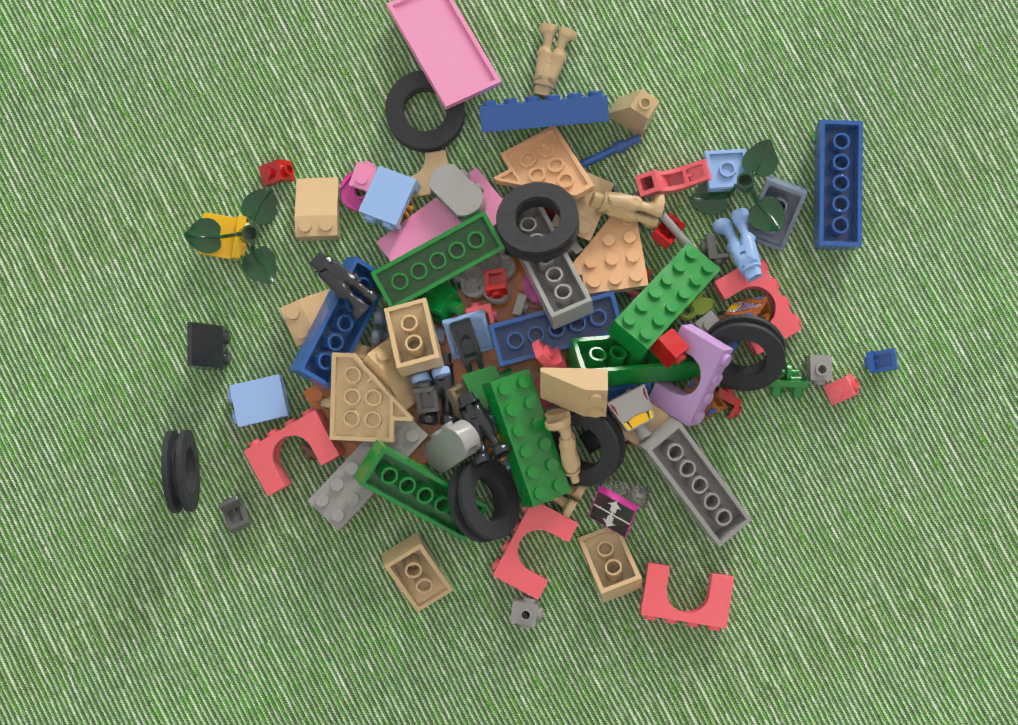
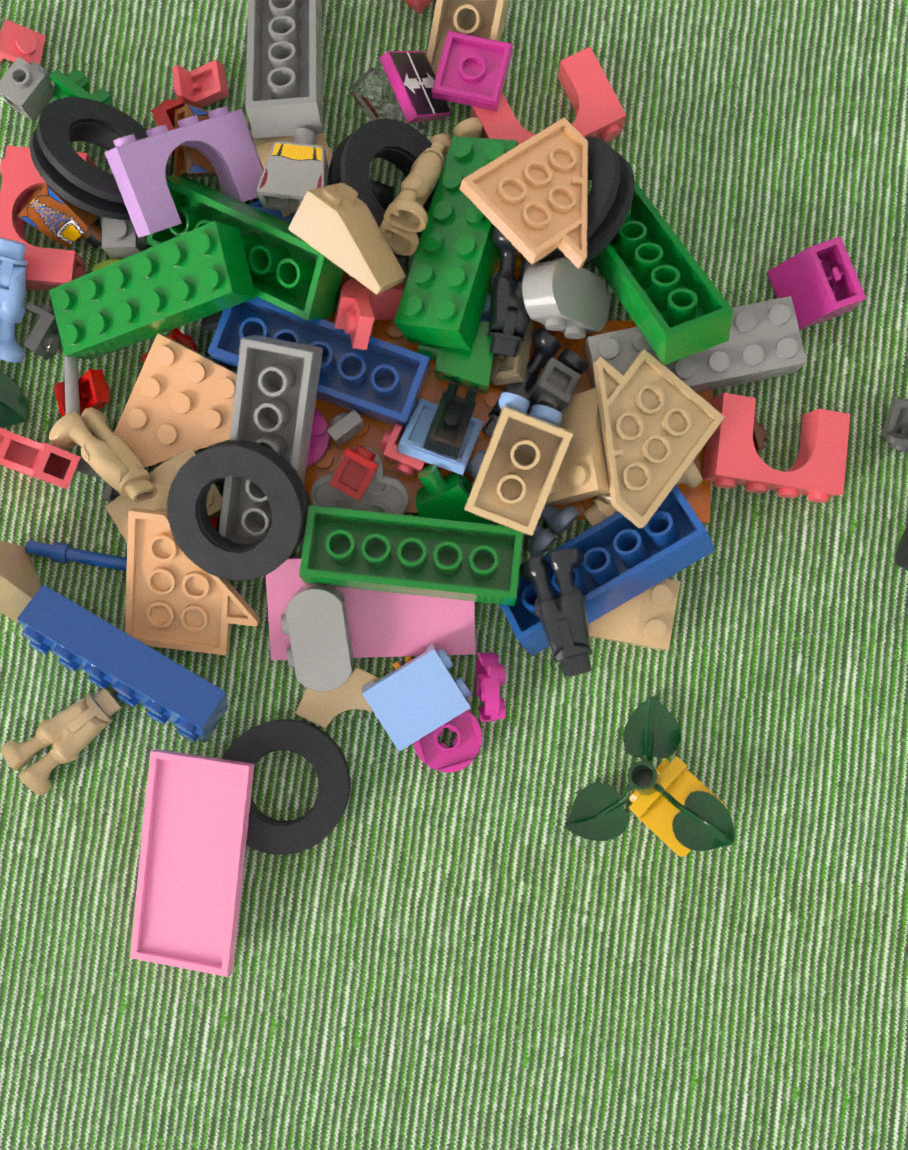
camera: 150 degrees left, 0 degrees up
(207, 346) = (802, 664): black slope -> none
(259, 400) = (776, 548): light blue panel -> none
(276, 172) = (543, 845): red bracket -> none
(317, 209) = (522, 755): tan slope -> none
(331, 554) = (819, 283): none -> dark pink slope
(357, 229) = (488, 678): none -> dark pink plate
(363, 175) = (429, 753): bright pink bracket -> none
(416, 572) = (719, 194): tan slope -> none
(500, 482) = (538, 193): none -> light nougat wing
(522, 618) = (616, 45): light grey brick -> none
(589, 540) = (472, 70): none -> dark pink tile
(670, 348) = (185, 208): red brick -> none
(730, 436) = (200, 85): none -> coral bracket

